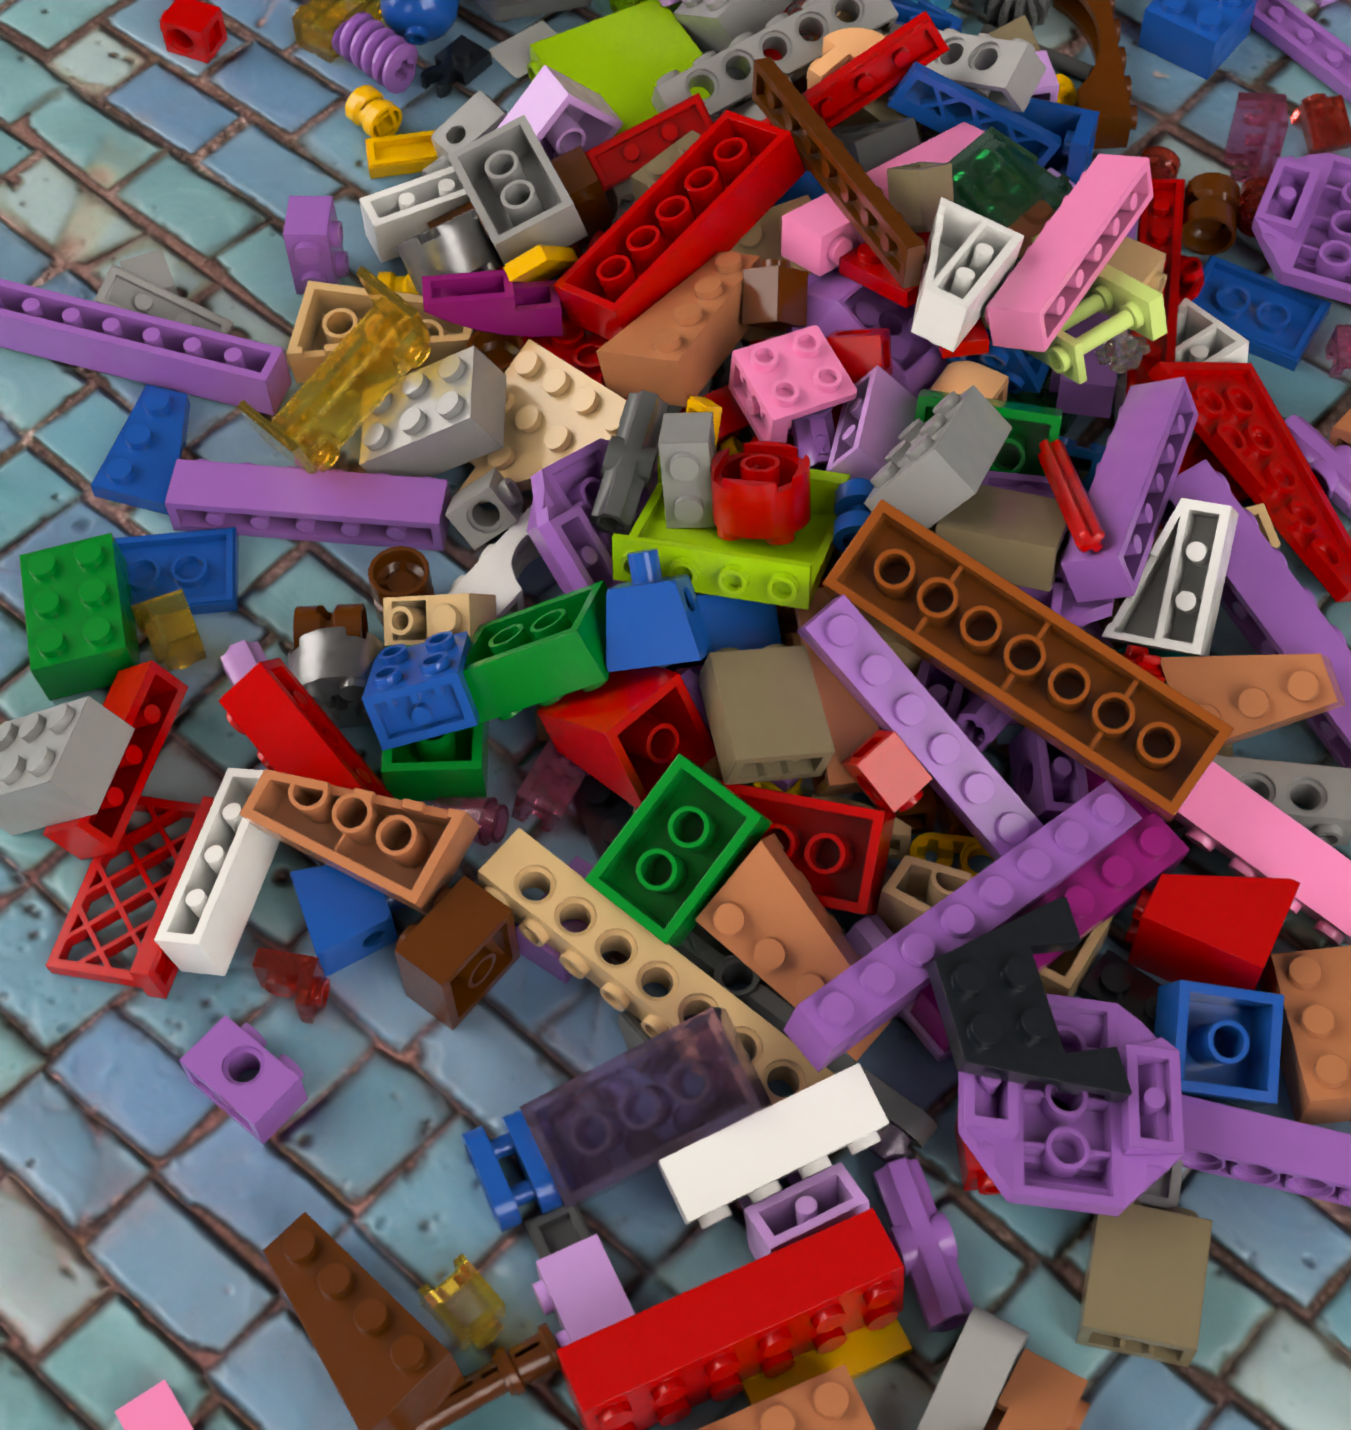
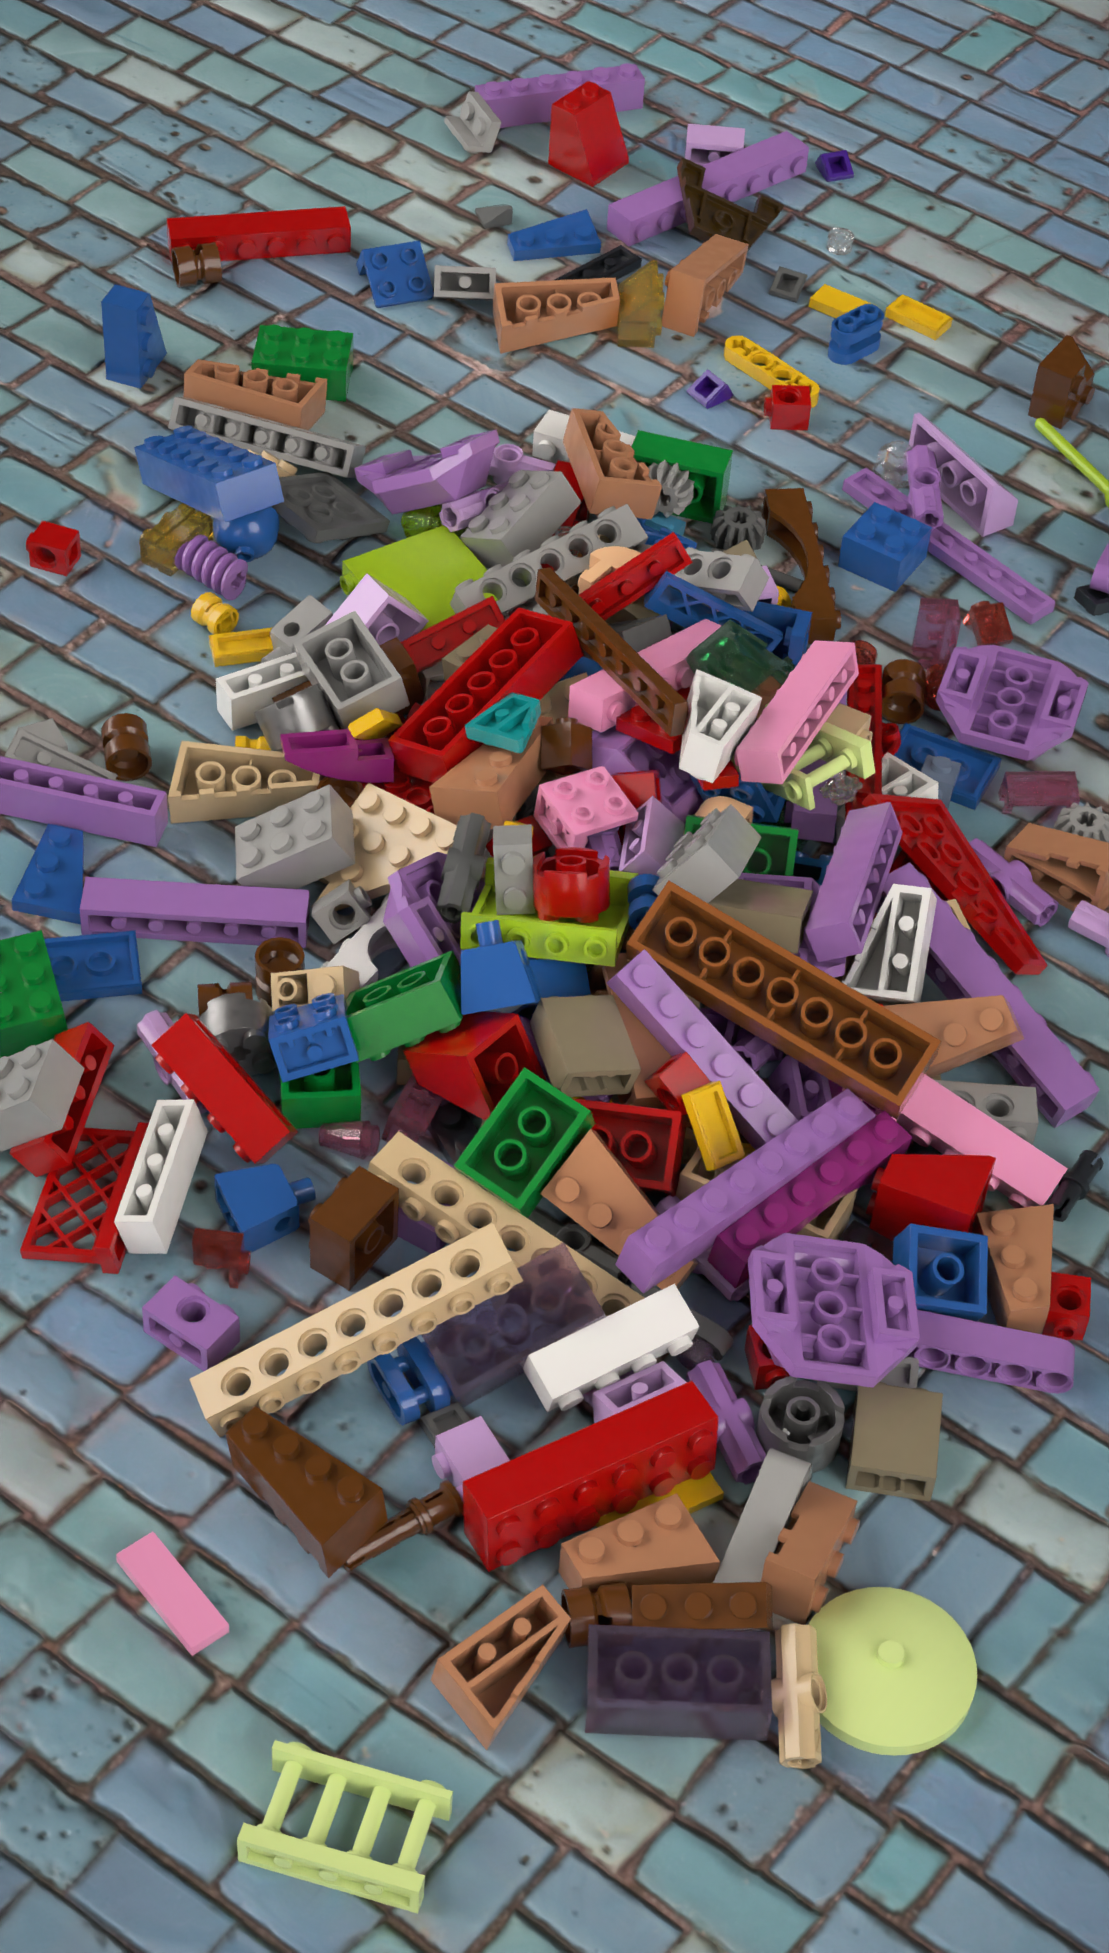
camera: 10 degrees left, 10 degrees down
(170, 630) = (92, 1002): clear yellow window -> none
(248, 285) = (126, 746): none -> reddish brown wheel
(267, 1177) = (366, 1310): none -> tan brick
(314, 241) = (181, 712): medium lavender brick -> none
(348, 382) = (228, 812): clear yellow windscreen -> none
(374, 838) = (278, 1141): nougat wedge -> none
(457, 62) = (280, 575): black plate -> none
(465, 1306) = (386, 1468): clear yellow window -> none
(515, 51) = (329, 567): white sticker -> none
(698, 266) = (506, 723): none -> teal wing
(917, 191) = (678, 665): dark tan brick -> none
(926, 828) = (713, 1125): none -> yellow tile
(1001, 1014) = (780, 1243): black wing -> none
(1012, 1288) = (802, 1421): none -> flat silver brick
(1071, 496) = (809, 883): red axle -> none
(1256, 325) = (945, 773): none -> sand blue bracket

